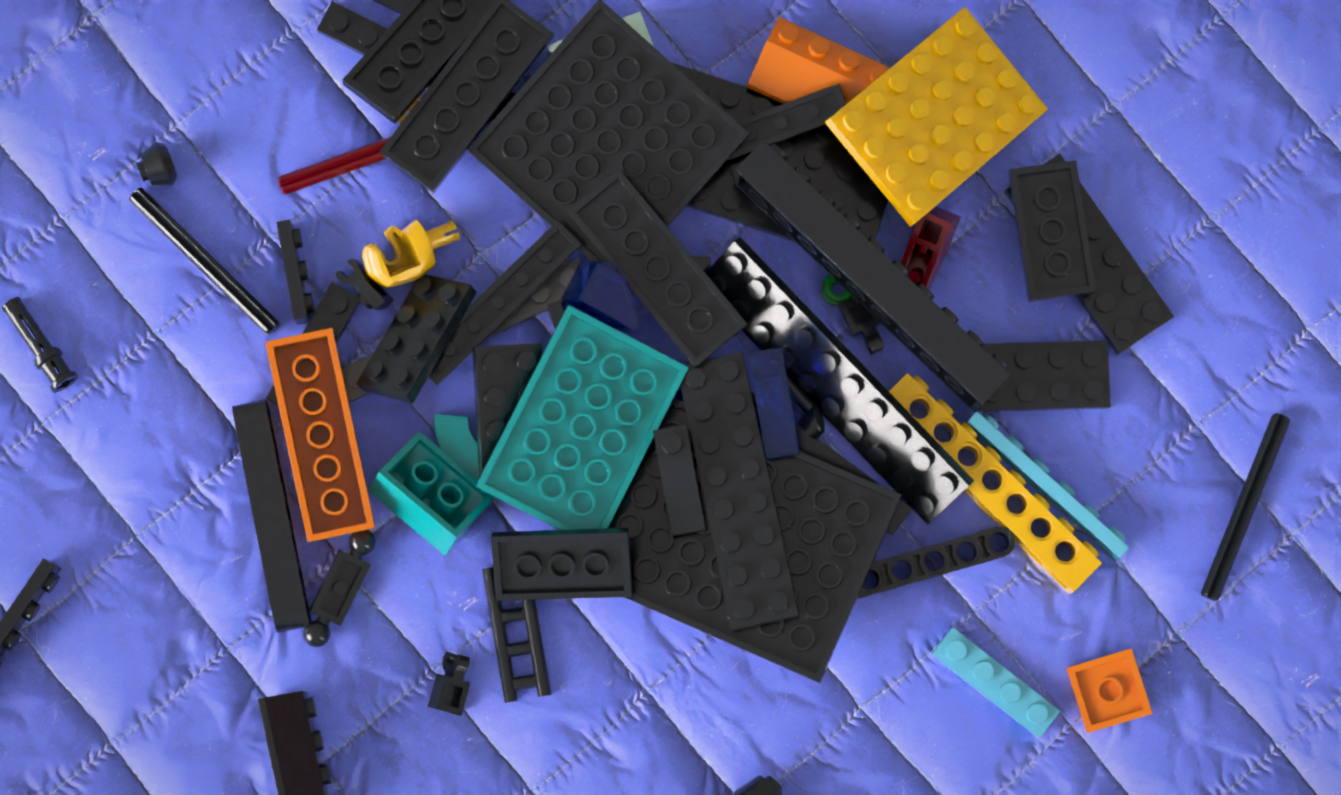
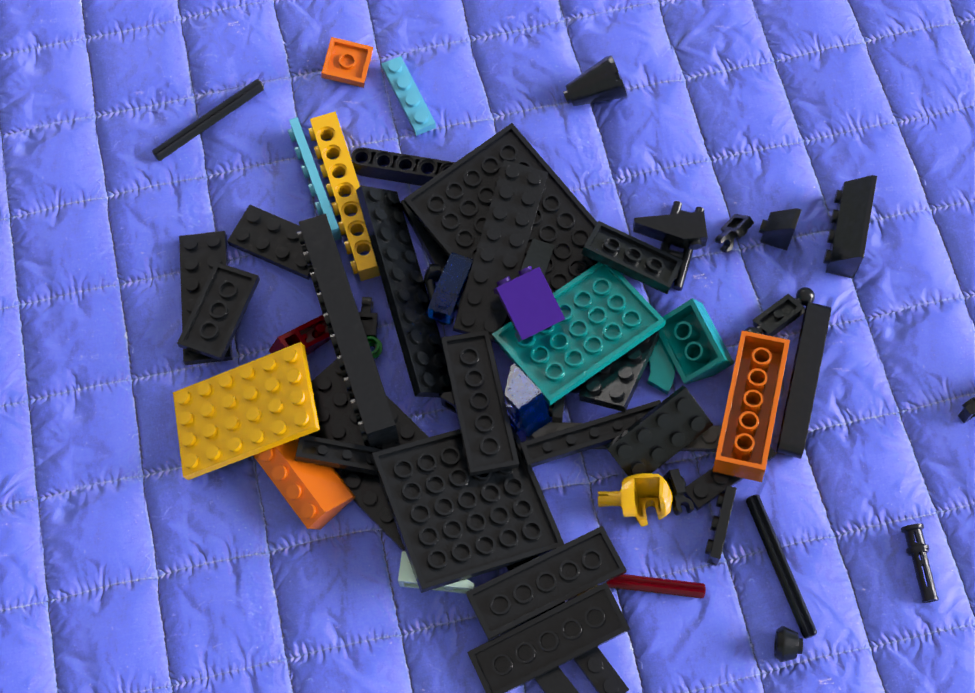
camera: 145 degrees left, 15 degrees down
(390, 713) = (779, 228): none -> black slope
(521, 641) = (680, 230): none -> black slope
(657, 412) = (529, 302): none -> dark purple panel

